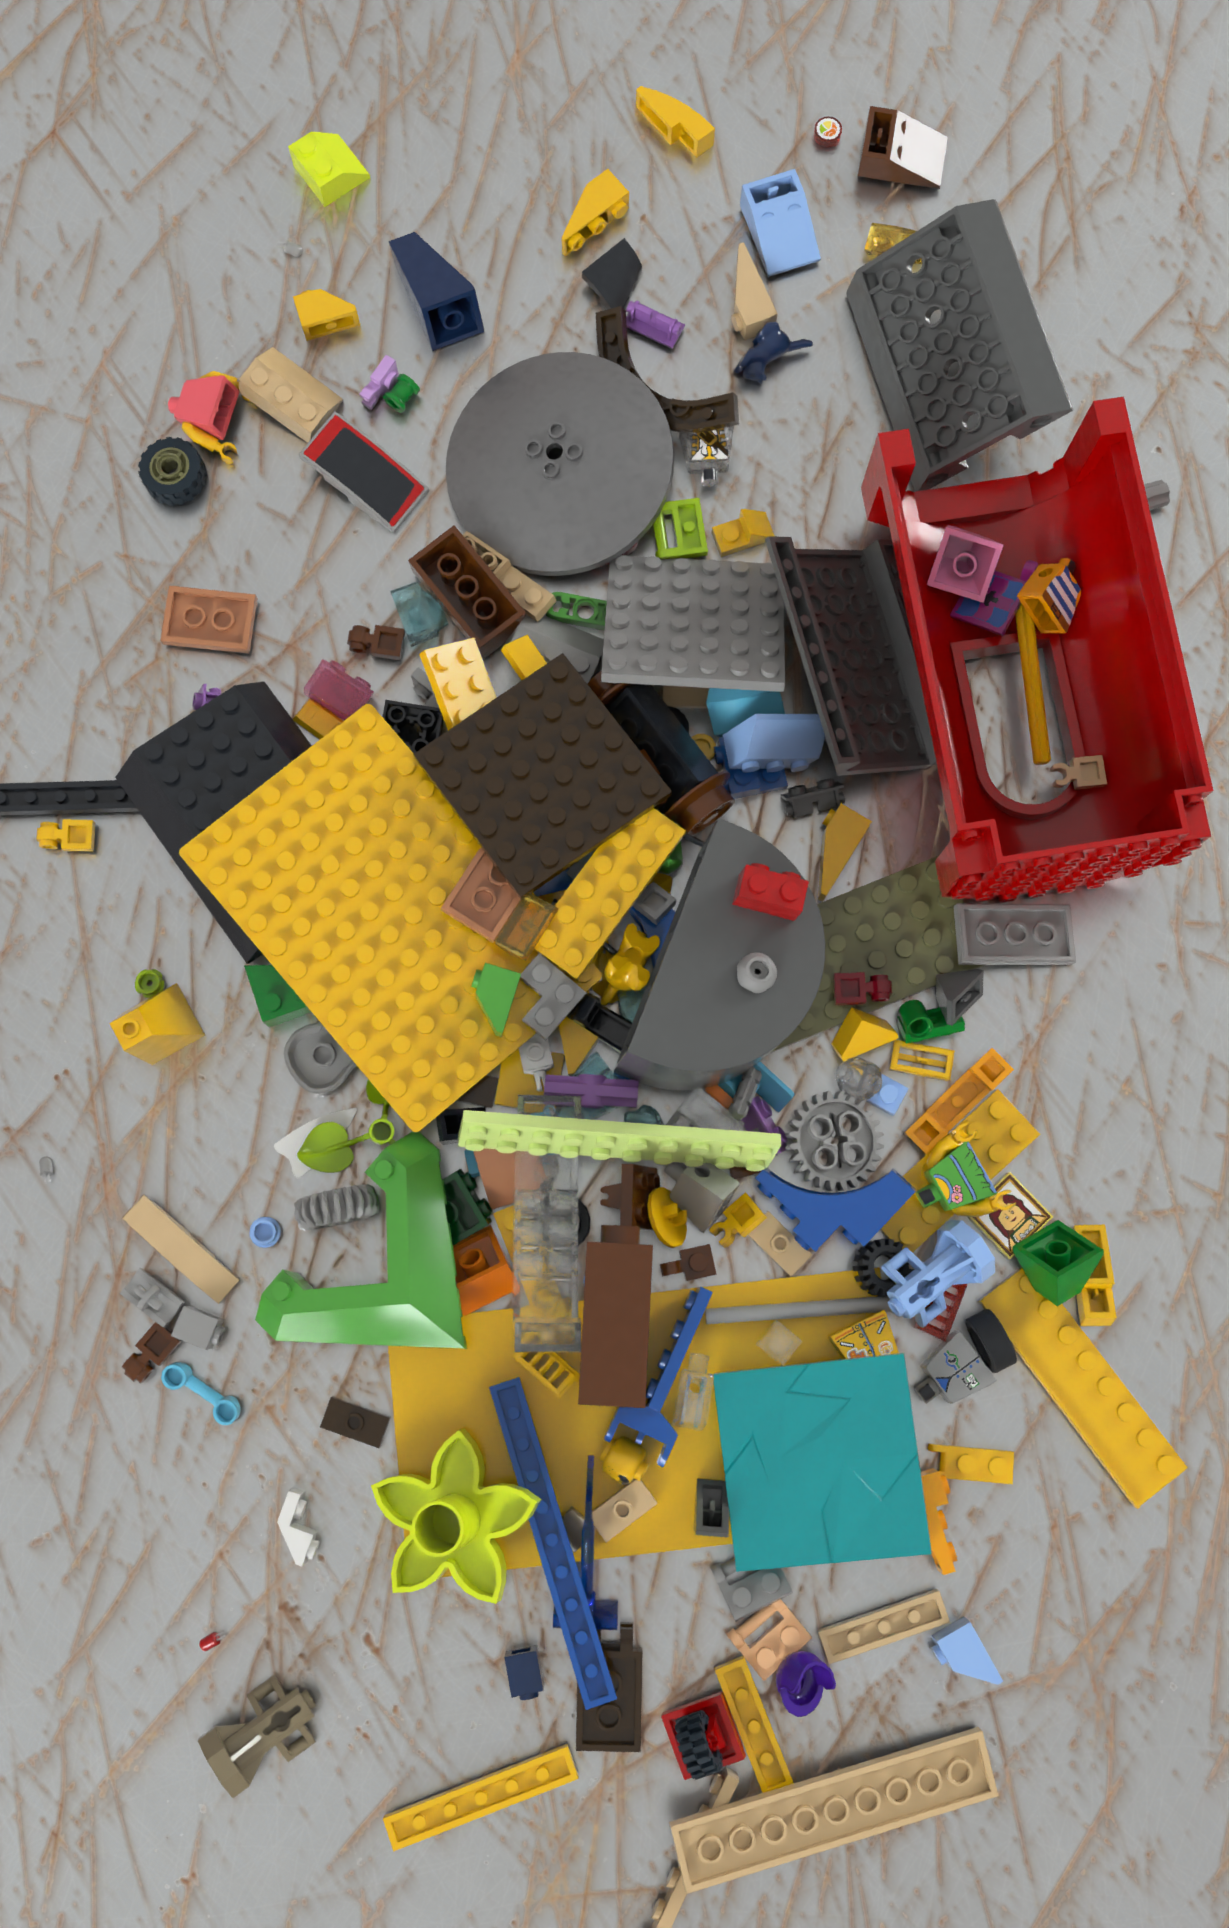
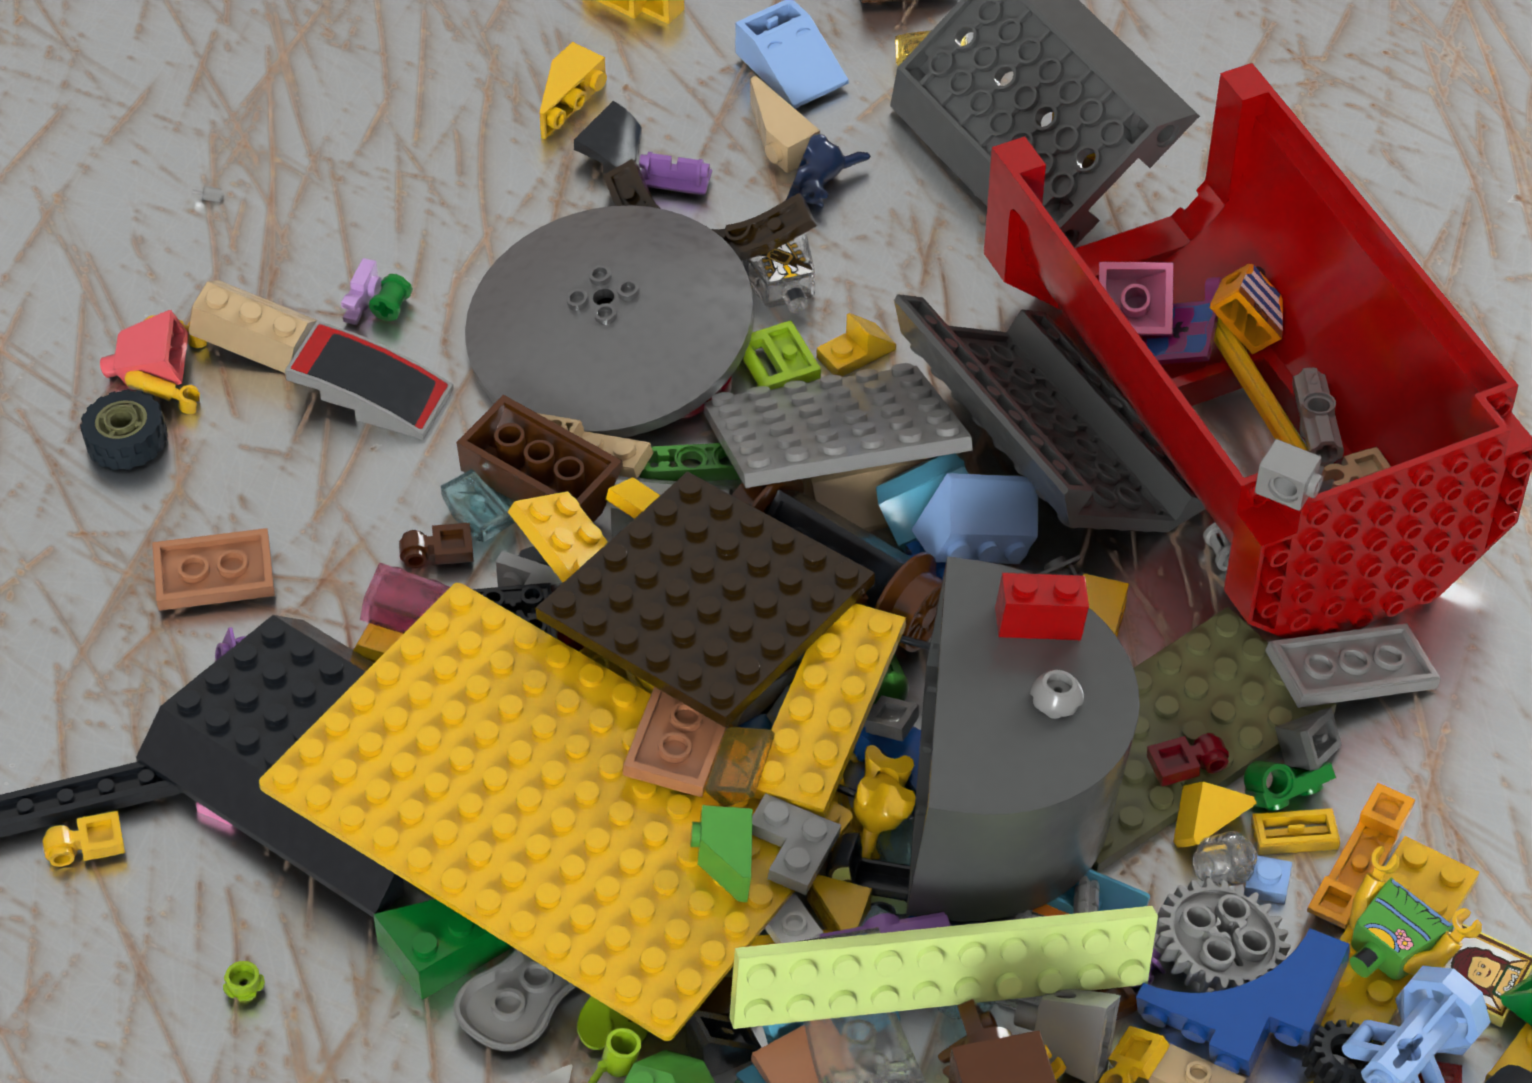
camera: 15 degrees left, 30 degrees down
(158, 1026) = (269, 1015): yellow slope -> none
(324, 313) = (272, 241): yellow slope -> none
(327, 165) = (230, 109): neon yellow slope -> none
(438, 292) = (405, 192): dark blue slope -> none
(995, 839) = (1289, 475): none -> light grey brick
(1064, 729) = (1317, 415): none -> light grey piece

